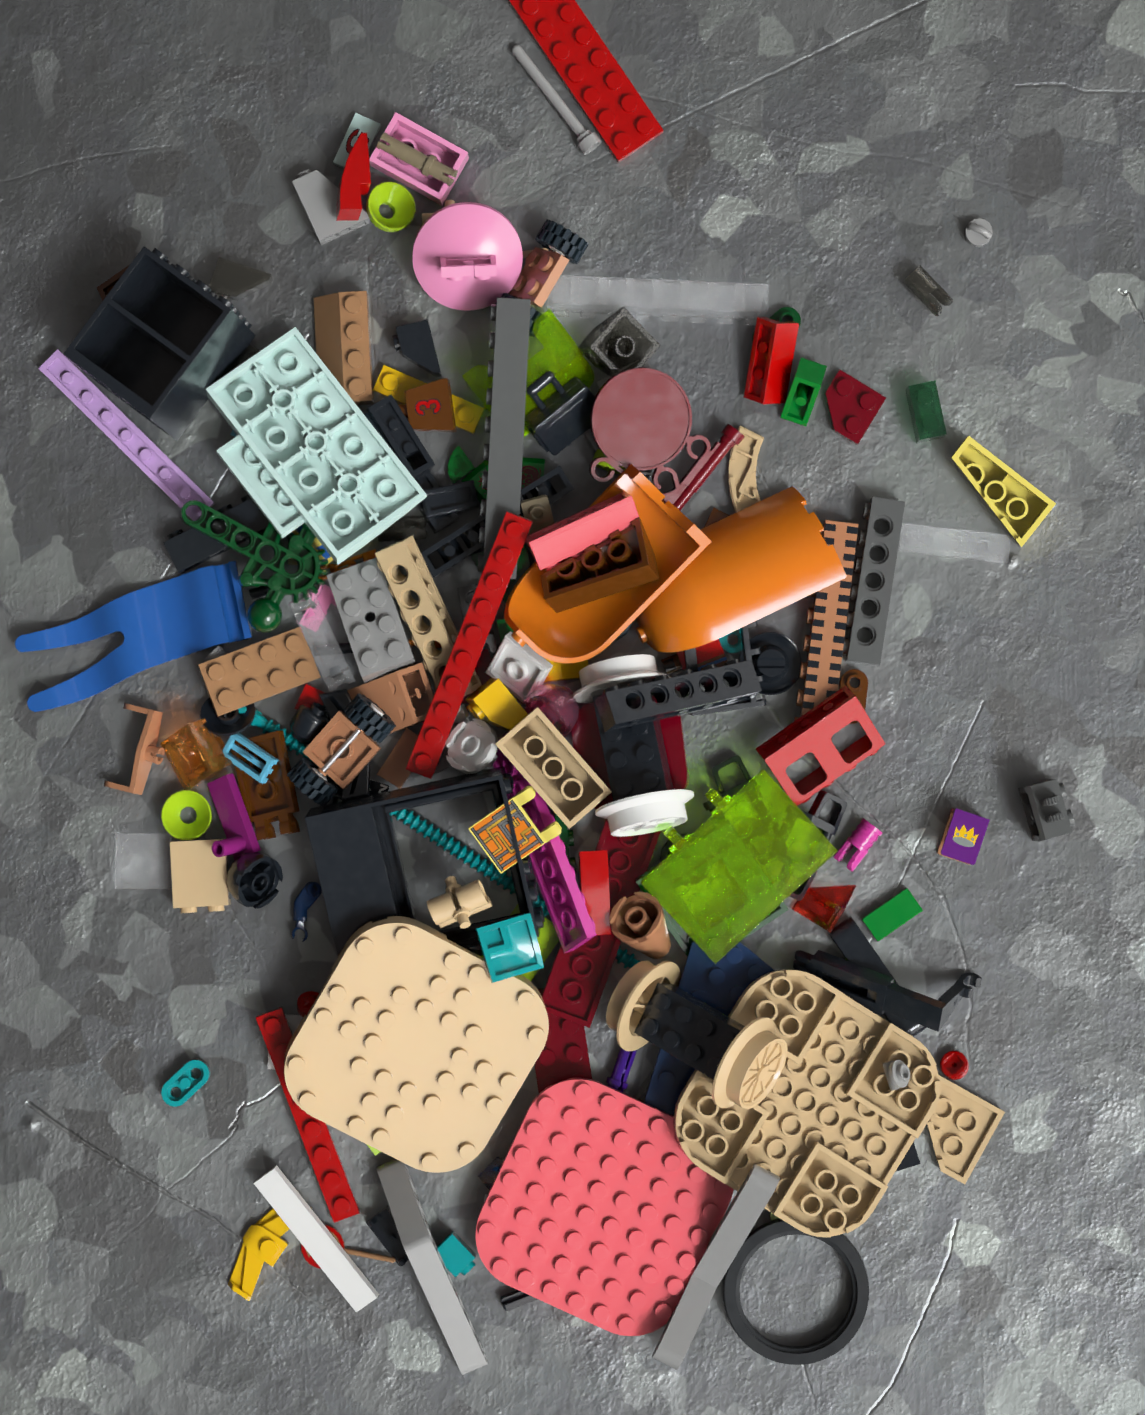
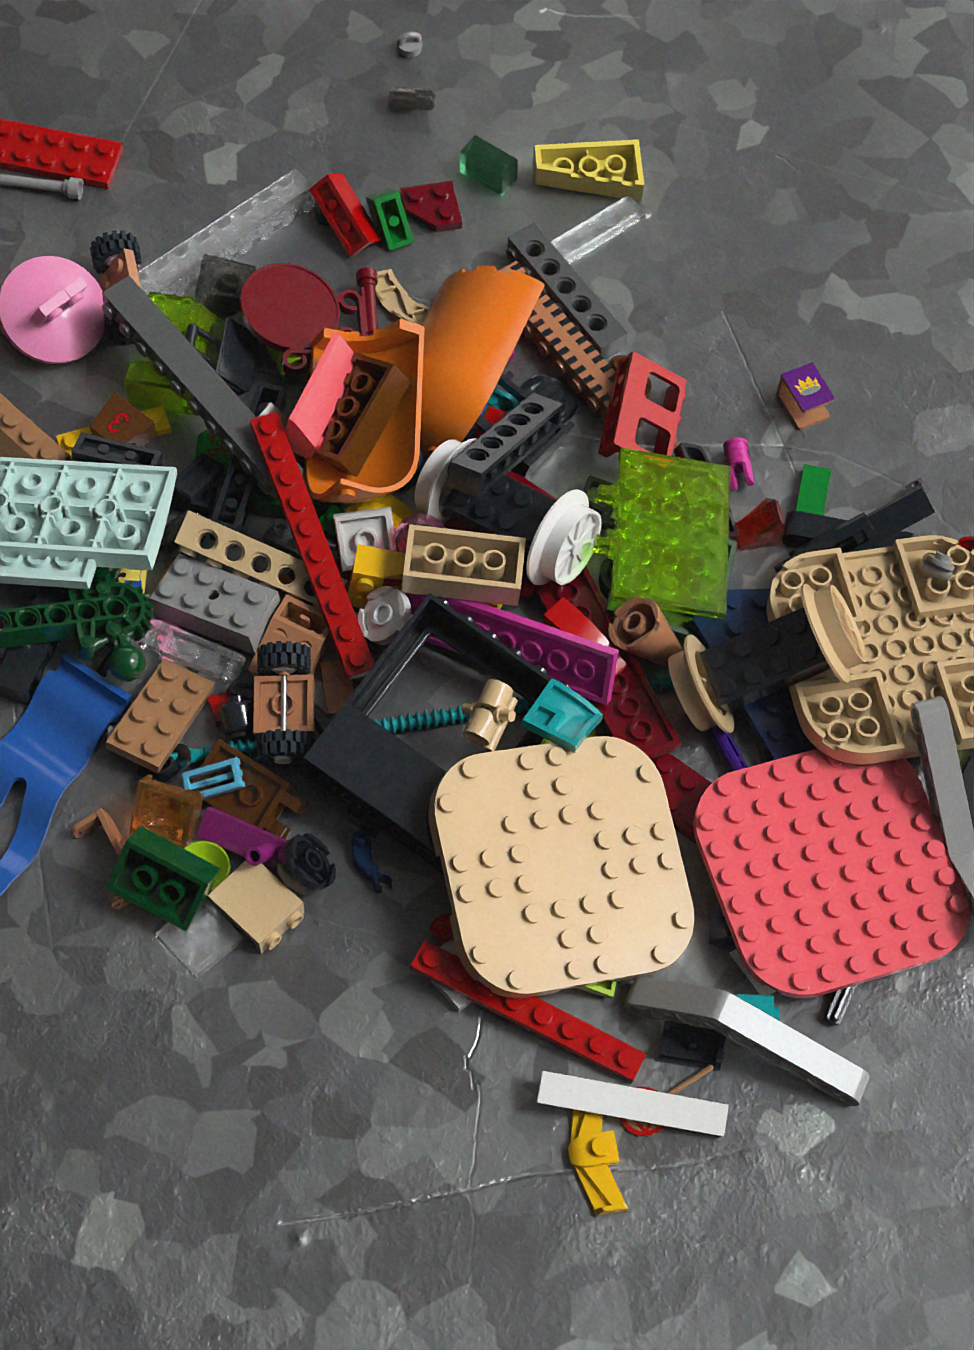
camera: 50 degrees left, 25 degrees down
(148, 806) = (162, 878): none -> dark green slope
(186, 1082) = (401, 1081): teal plate -> none
(418, 346) = (71, 402): black slope -> none
(459, 465) = (180, 456): green tile -> none
(495, 835) = (470, 648): flag -> none
(1046, 809) = (842, 328): dark grey hinge -> none

